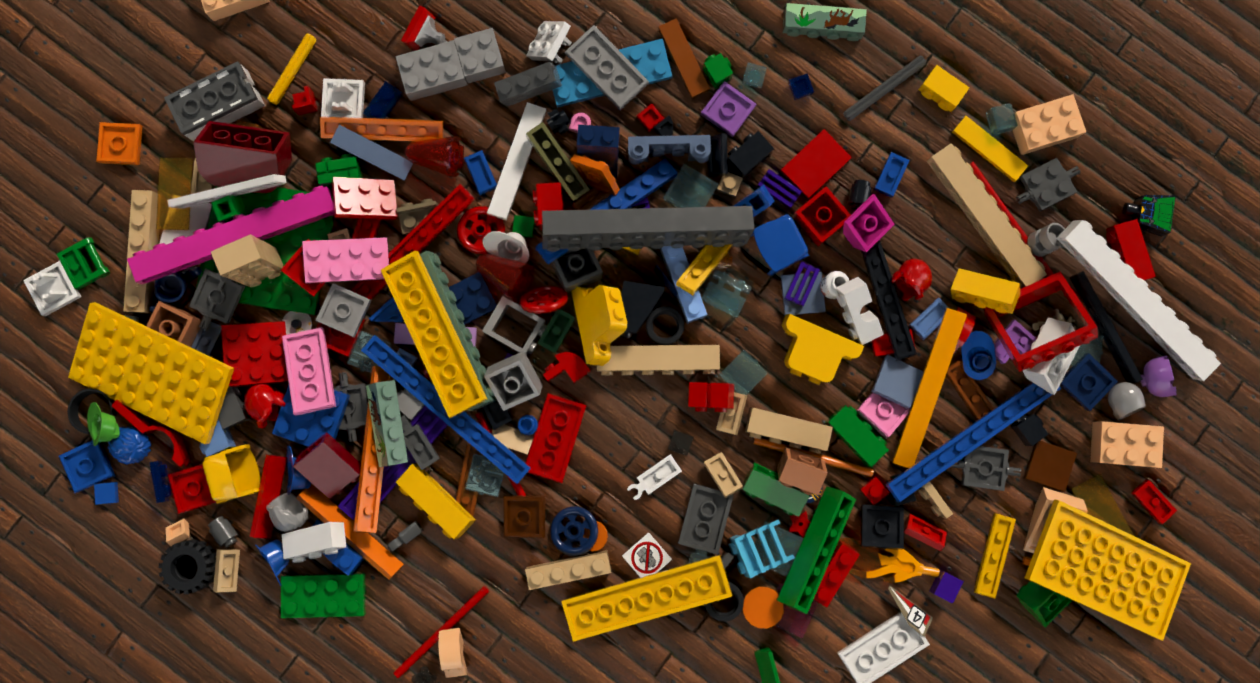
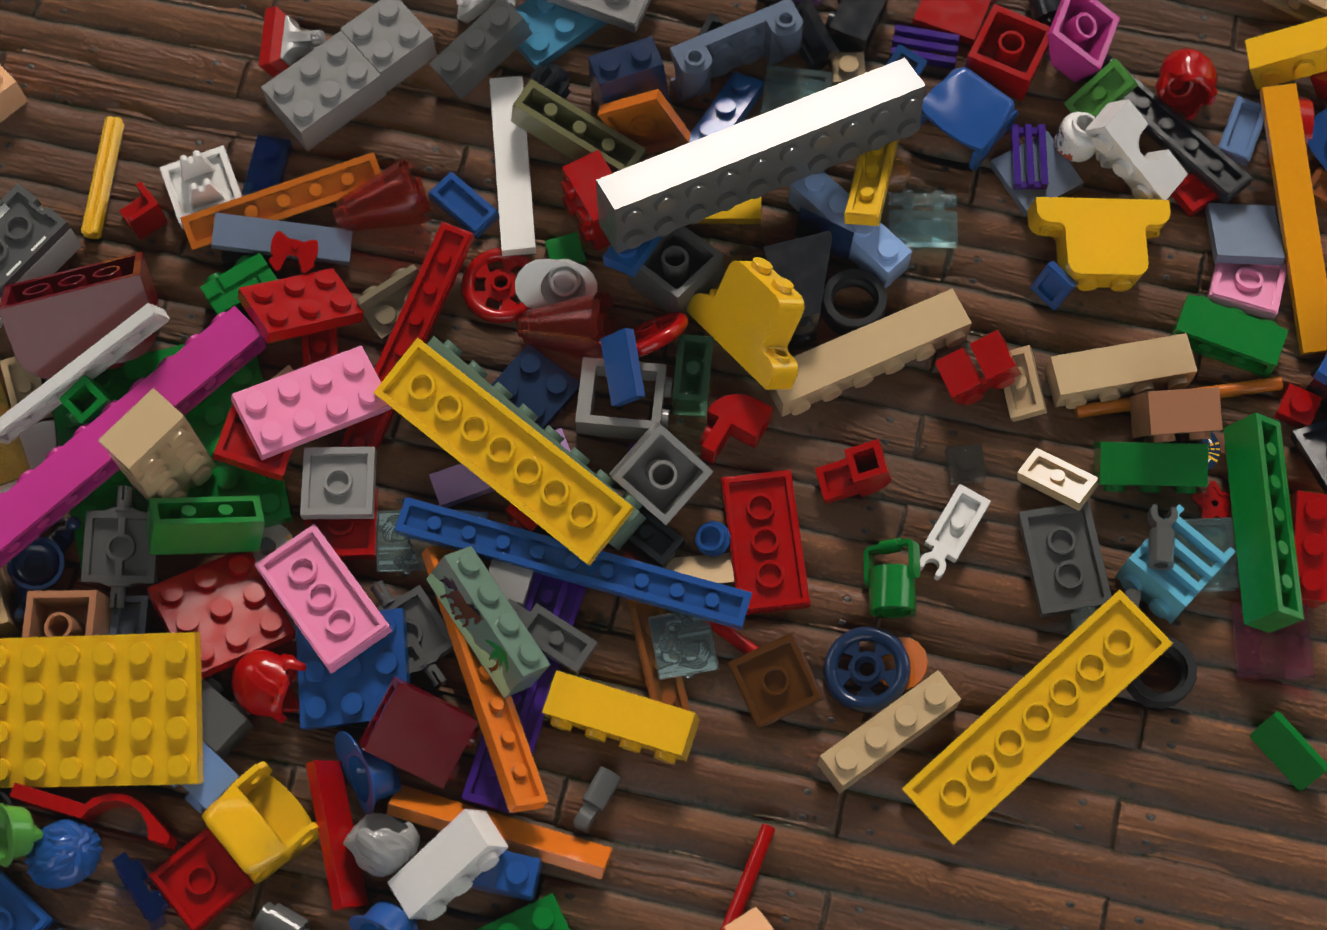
camera: 20 degrees left, 15 degrees down
(262, 305) = (204, 525): none -> green brick
(369, 159) = (283, 246): none -> red piece
(388, 313) = (416, 461): blue tile -> none
(518, 315) = (622, 367): none -> blue tile
(581, 119) = (579, 78): bright pink tile -> none
(607, 496) = (892, 585): none -> green piece
(616, 424) = (861, 473): none -> red brick
(647, 556) = (1000, 660): sticker -> none
(650, 117) = (682, 27): red tile -> none
(743, 373) = (1011, 316): clear light blue piece -> none
(755, 538) = (1161, 539): none -> dark grey bar
(762, 607) = (1227, 654): orange tile -> none
(777, 364) = (1053, 285): none -> blue tile
(861, 264) = (1105, 87): none -> bright green plate

